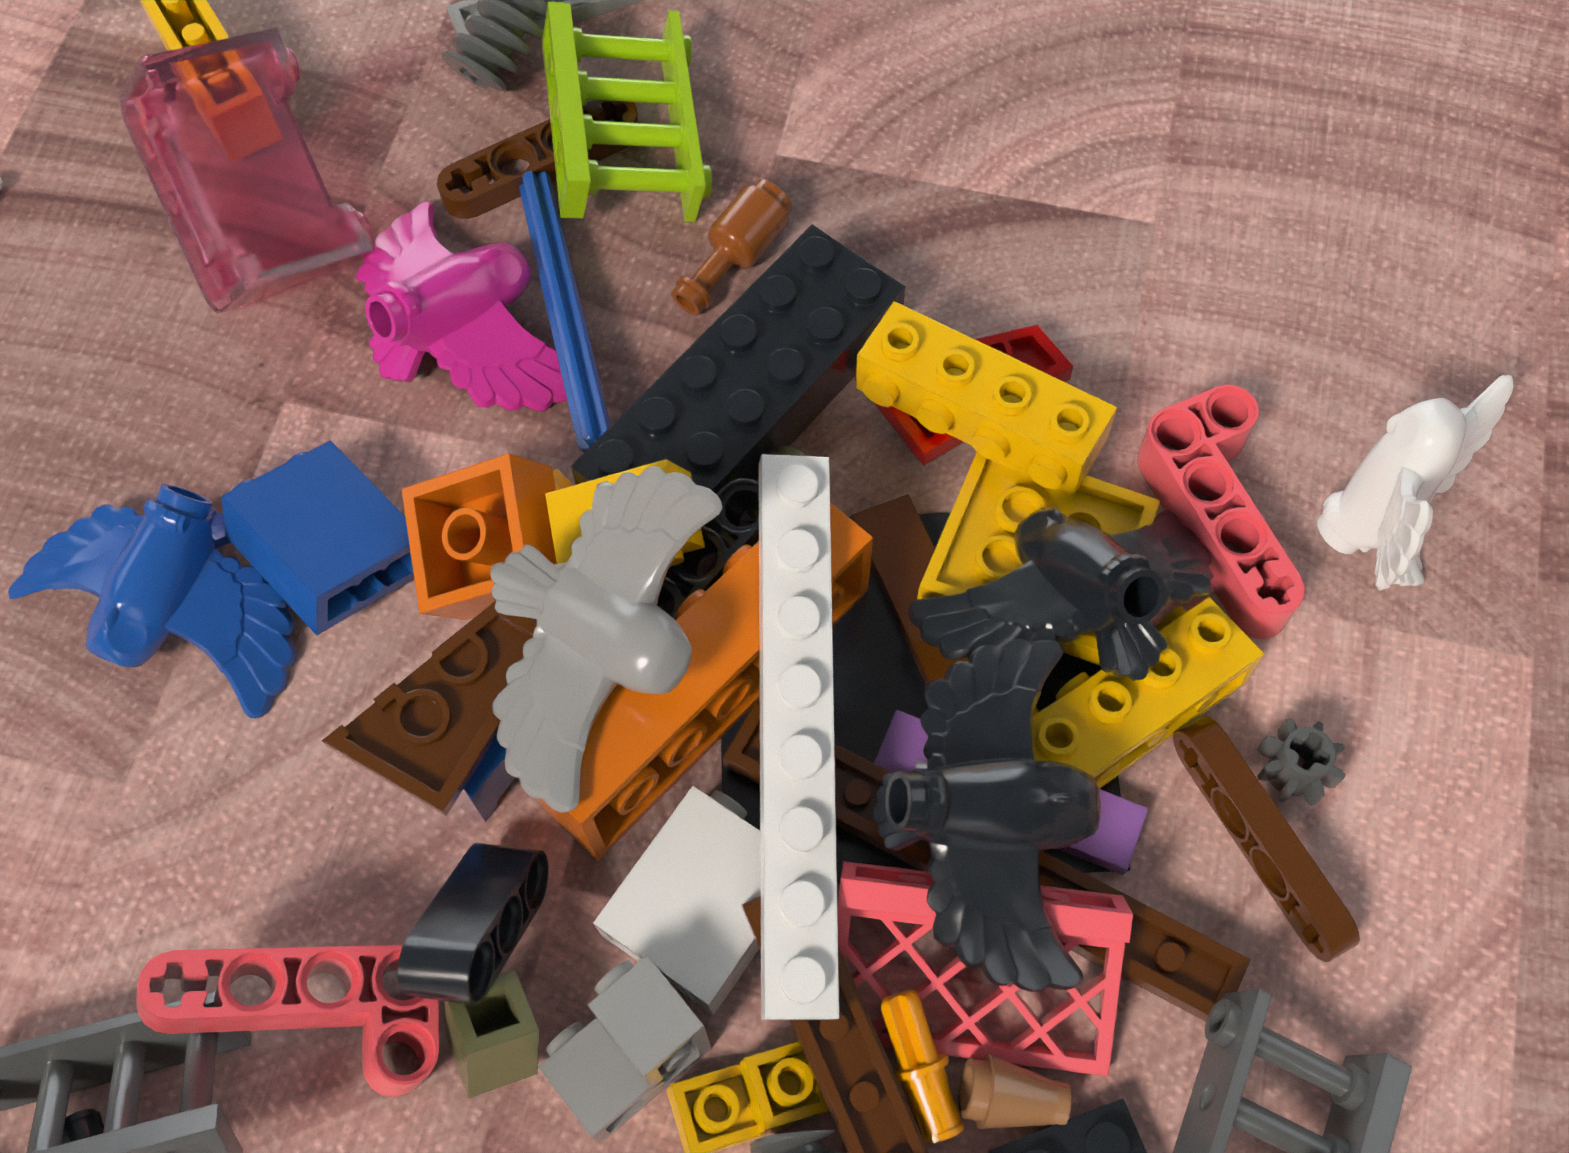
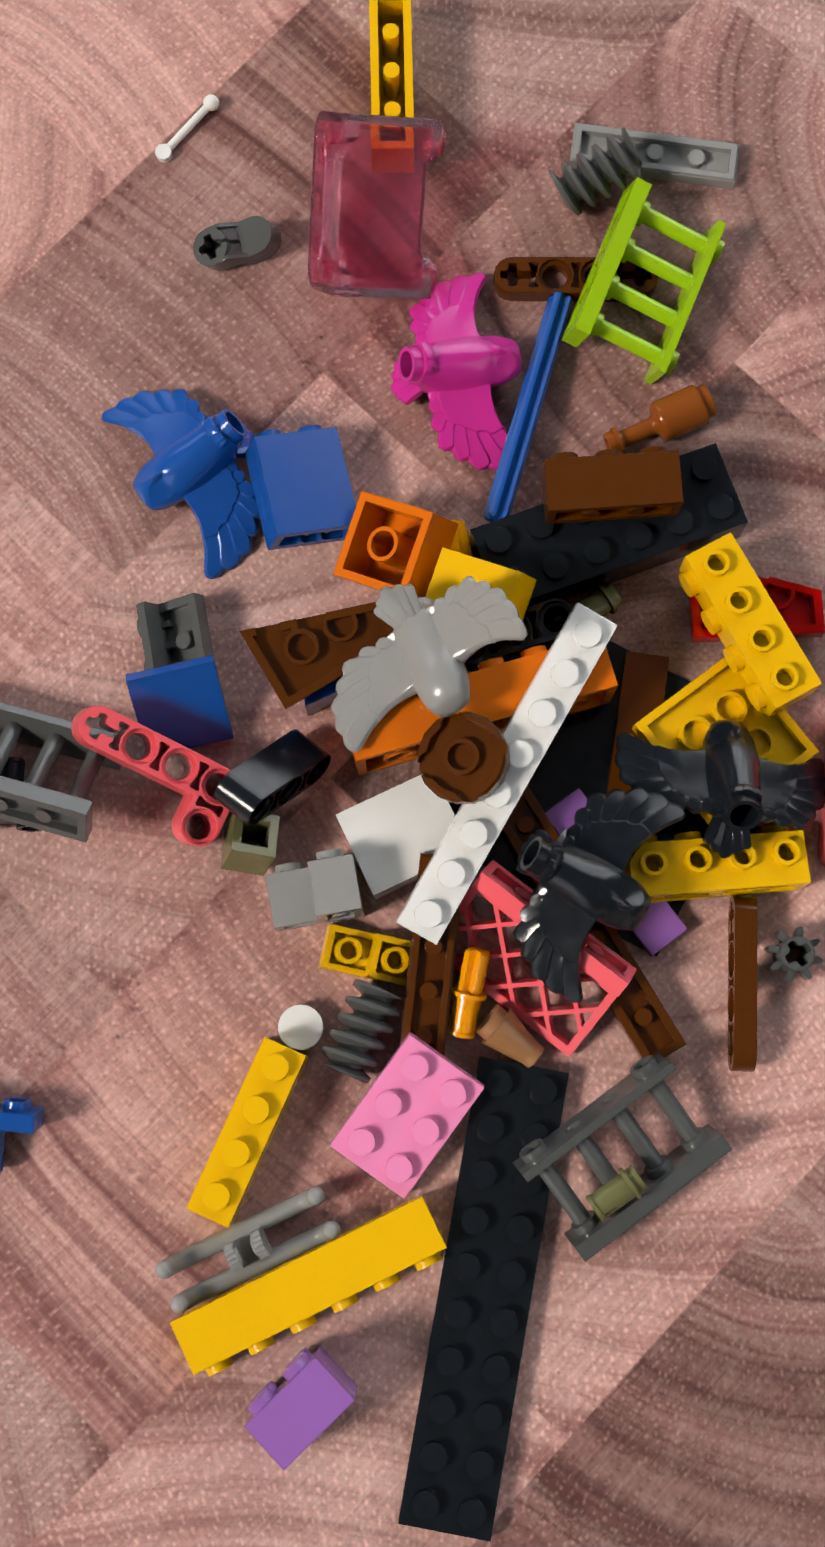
camera: 30 degrees right, 15 degrees up
(86, 314) = (237, 243): none -> dark grey piece
(248, 822) = (174, 630): none -> dark grey bracket
(292, 890) = (182, 702): none -> blue tile
(718, 318) = (612, 485): none -> reddish brown brick
(728, 733) = (463, 758): none -> reddish brown tile

